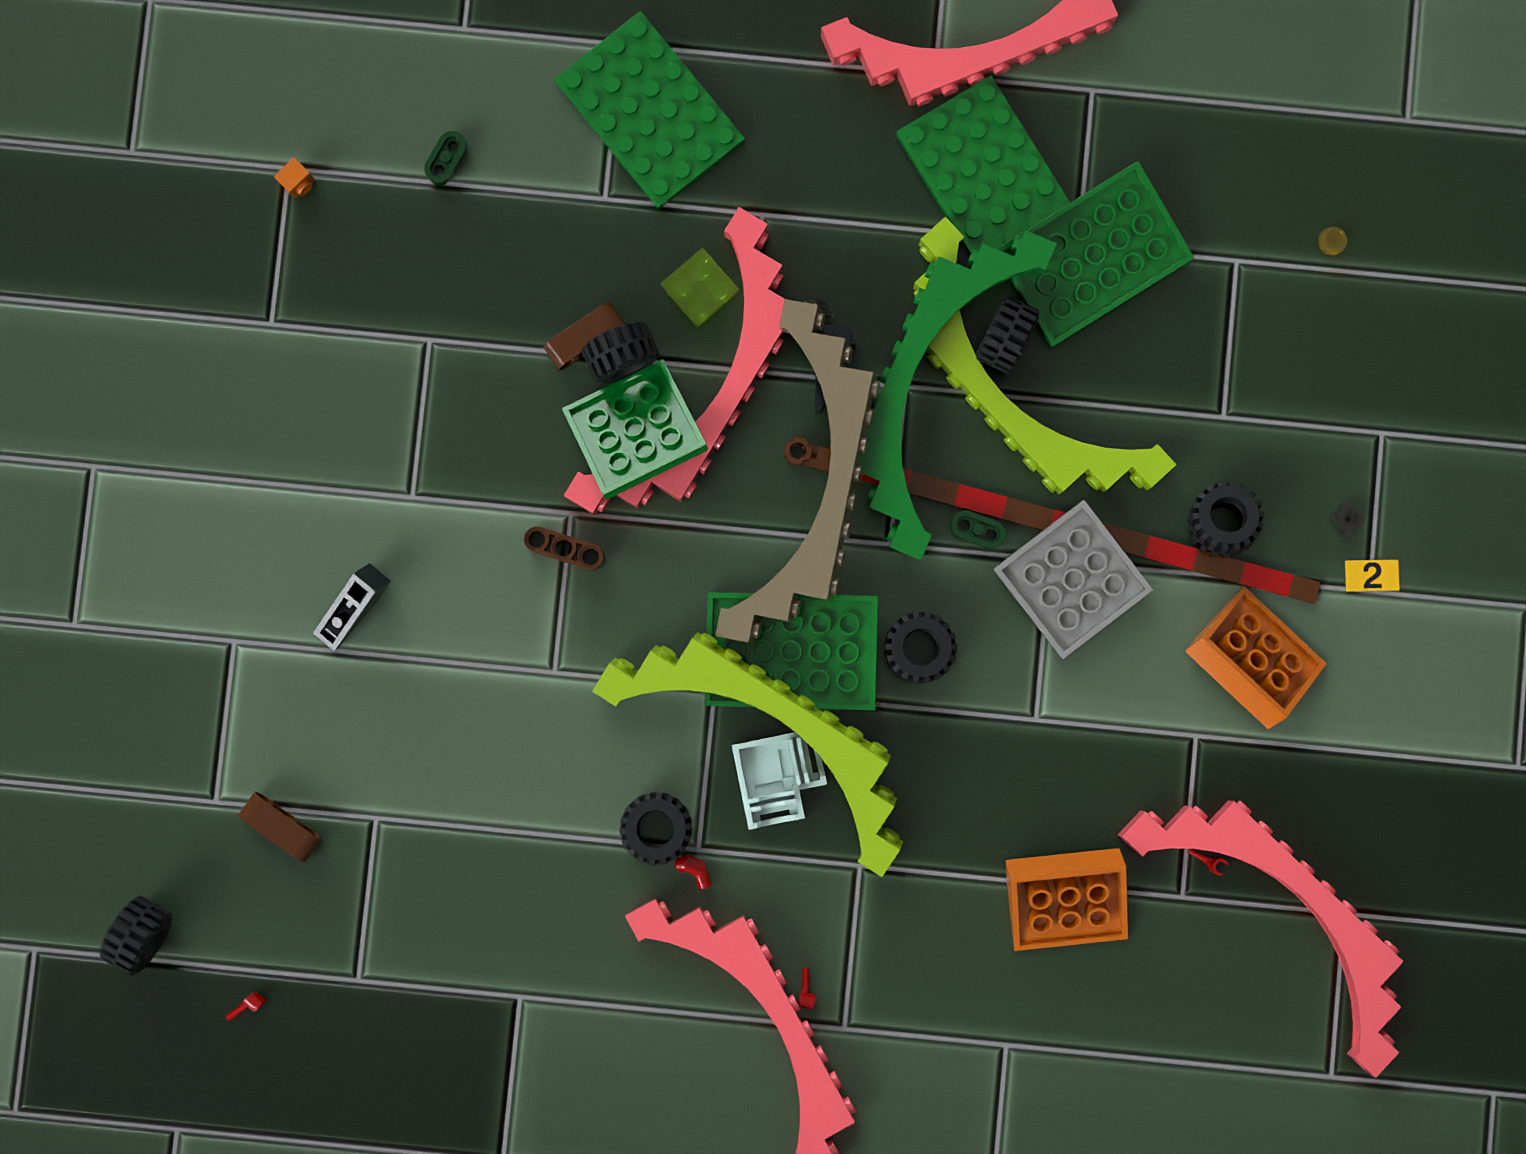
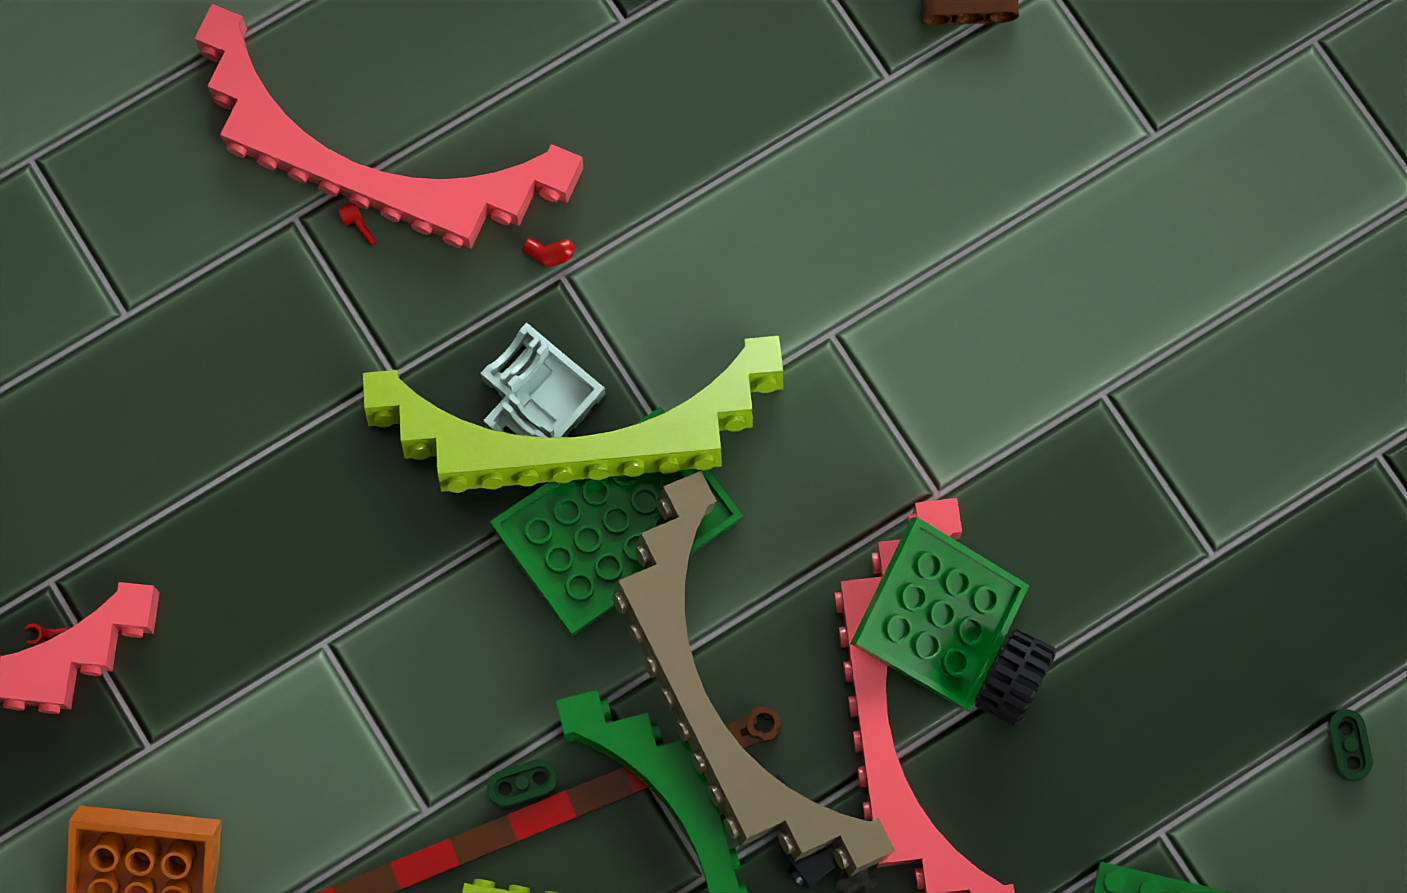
camera: 145 degrees right, 10 degrees down
(351, 605) = (1072, 247): black slope -> none
(551, 543) = (925, 439): reddish brown beam -> none
(567, 345) = (1066, 674): reddish brown beam -> none
(656, 853) = (609, 233): black tyre -> none
(699, 287) = (992, 812): clear neon green plate -> none
(920, 622) = (484, 591): black tyre -> none
(1067, 899) = (165, 490): orange slope -> none
(1072, 579) = (388, 805): light grey plate -> none

